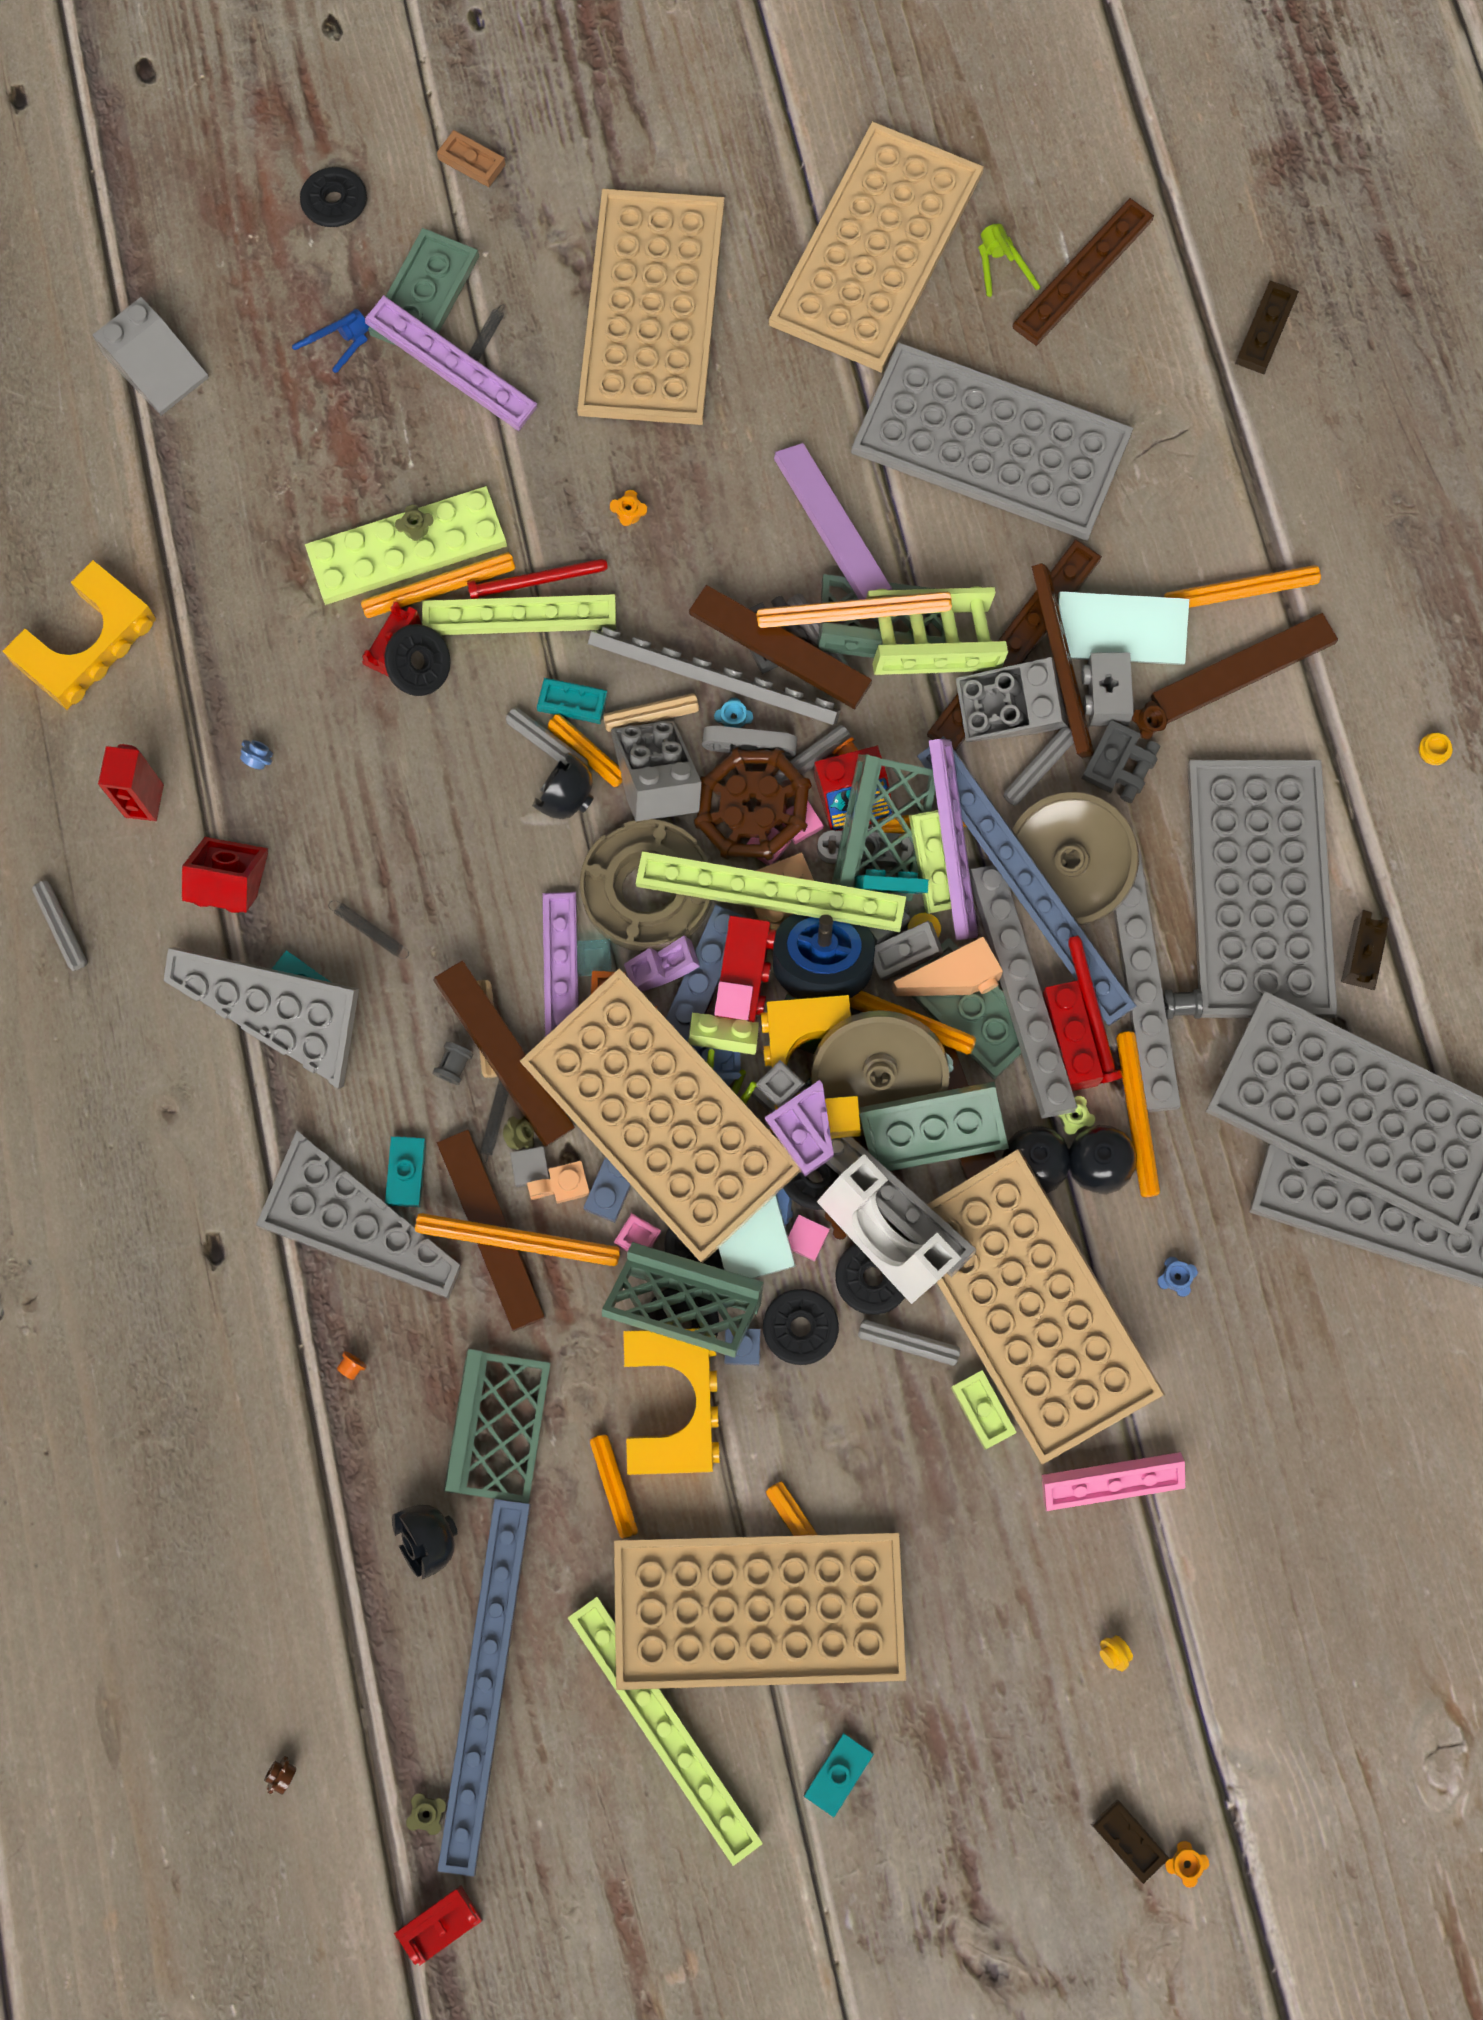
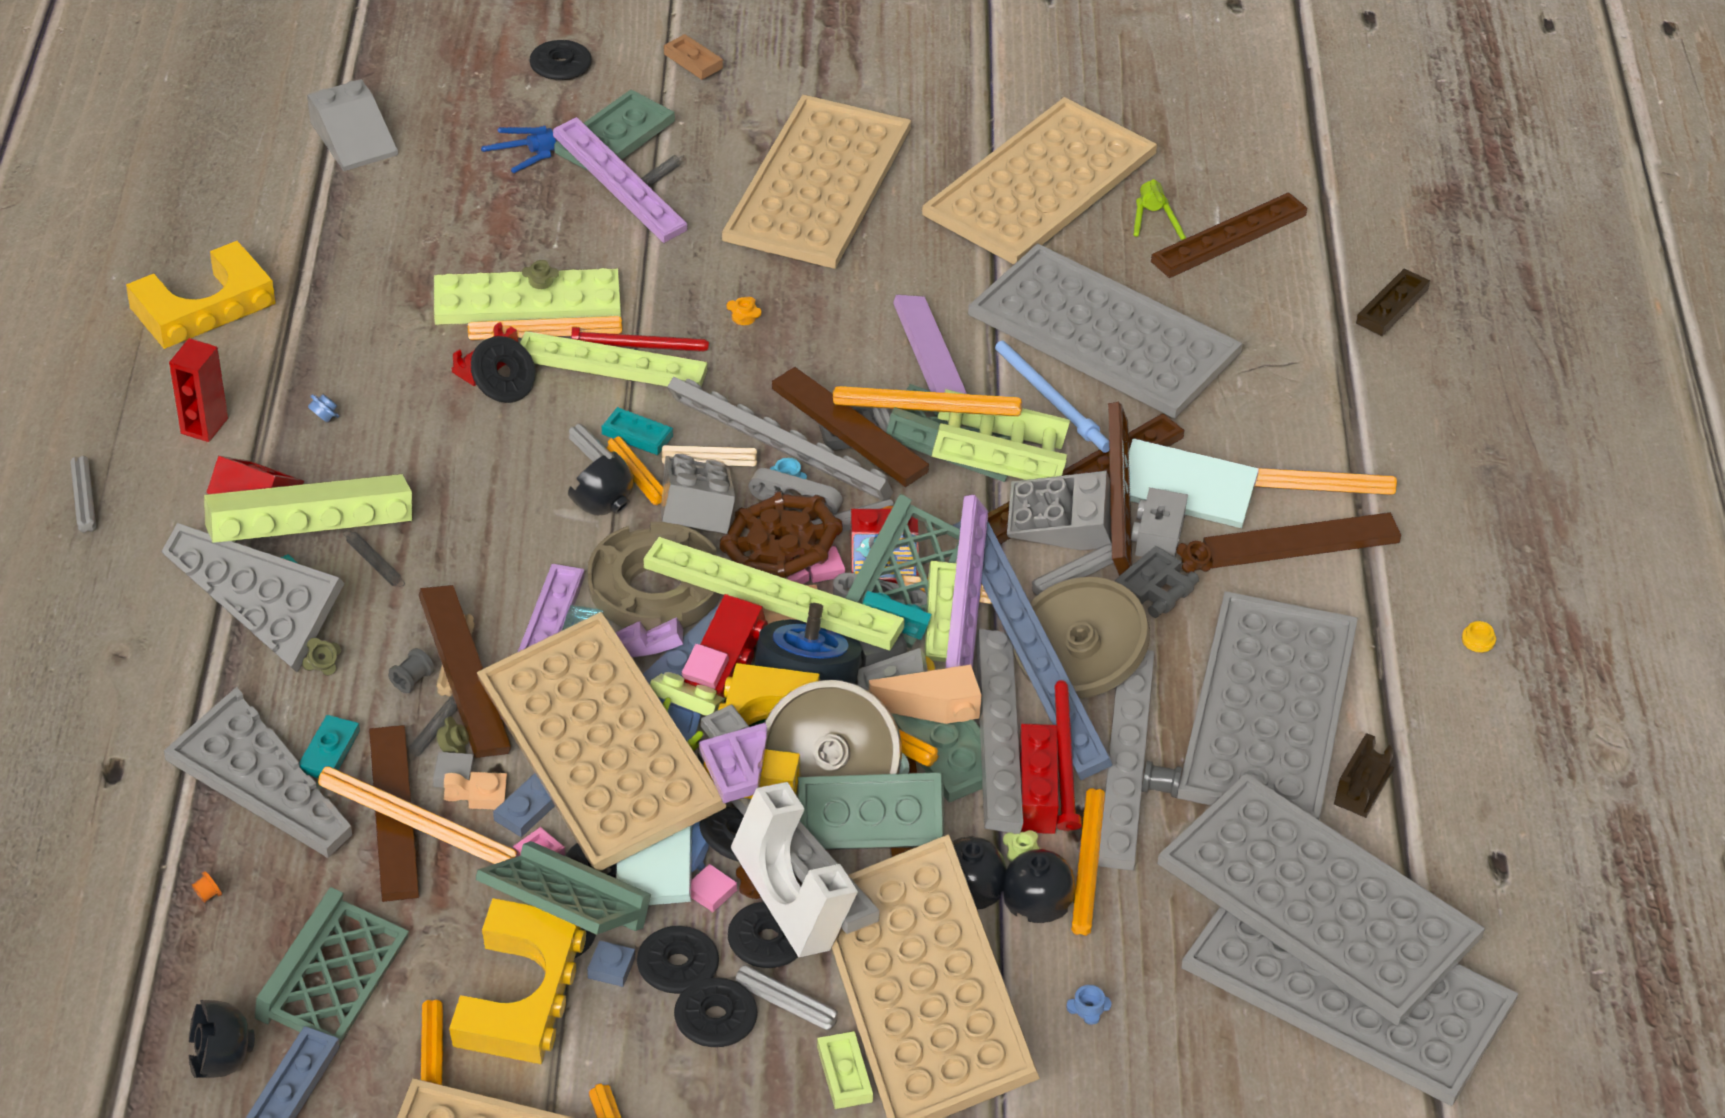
camera: 10 degrees right, 30 degrees down
(289, 900) = (307, 508): none -> yellowish green brick
(369, 1074) = (317, 647): none -> olive plate
(844, 1397) = (715, 1032): none -> black wheel
(1008, 582) = (1085, 427): none -> light blue bar

